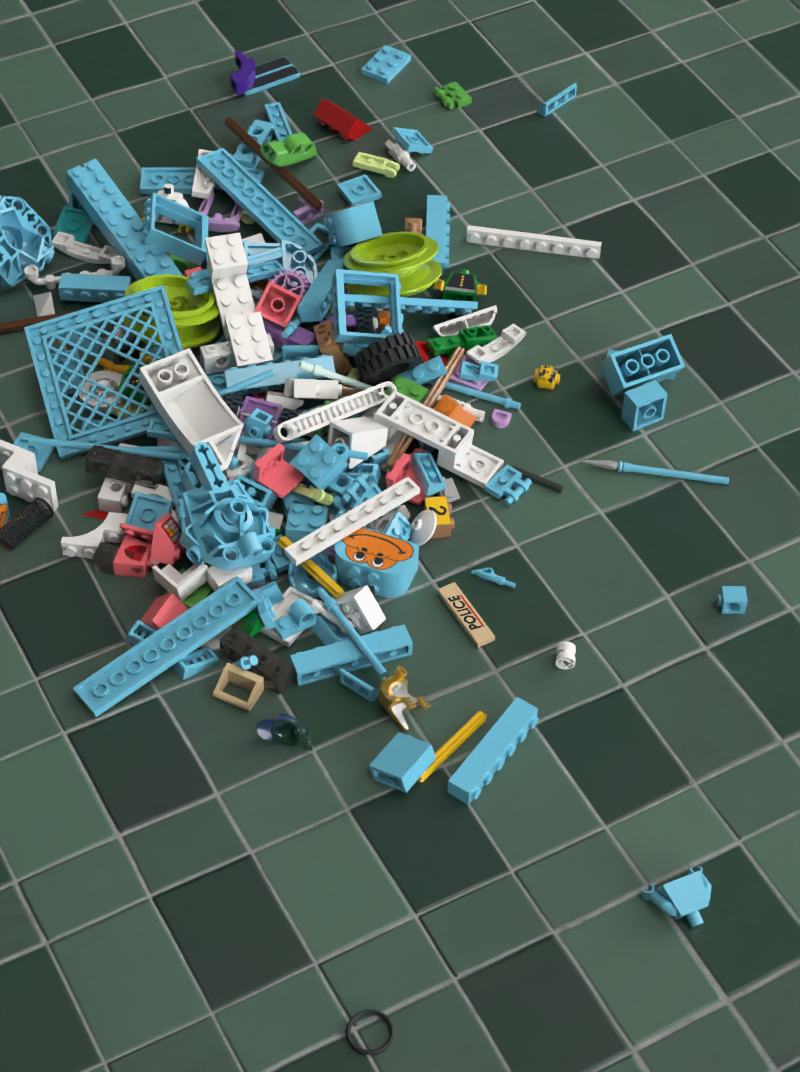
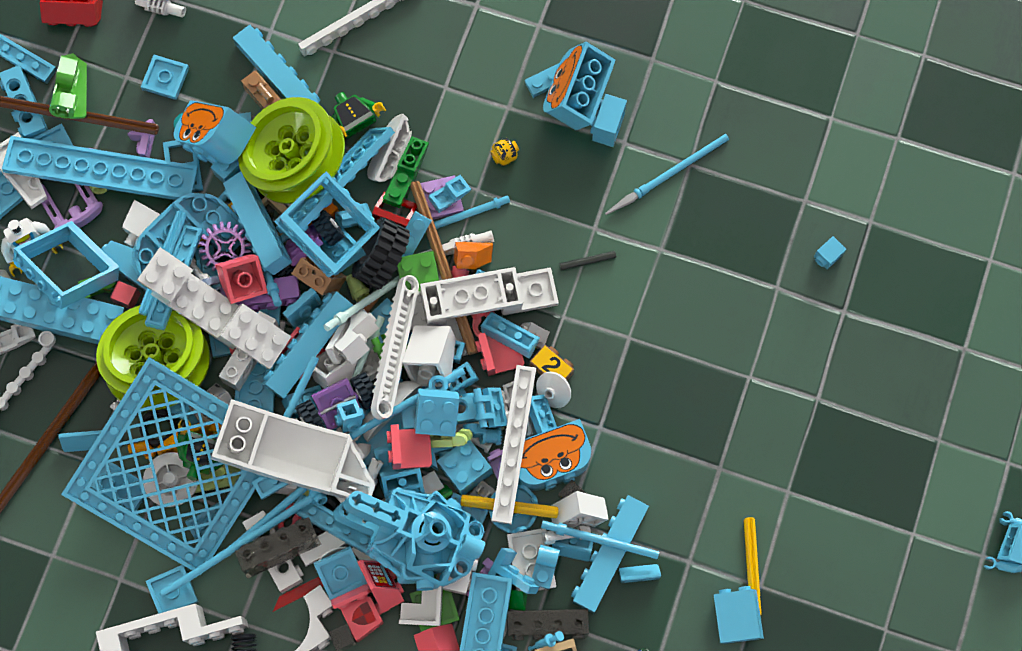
camera: 40 degrees left, 25 degrees up
(44, 304) = (21, 432): white slope -> none
(92, 287) = (51, 380): medium azure brick -> none
(376, 164) = (149, 34): yellowish green hinge -> none
(395, 697) = (677, 559): pearl gold piece -> none
(466, 615) = (654, 438): tan tile -> none
(488, 574) = (642, 385): medium azure hand -> none
(492, 751) = (787, 545): medium azure brick -> none
(499, 347) = (436, 152): white slope -> none
(500, 418) = (505, 224): lavender tile -> none
(504, 481) = (567, 287): medium azure plate -> none
(565, 655) = (760, 412): white wheel -> none

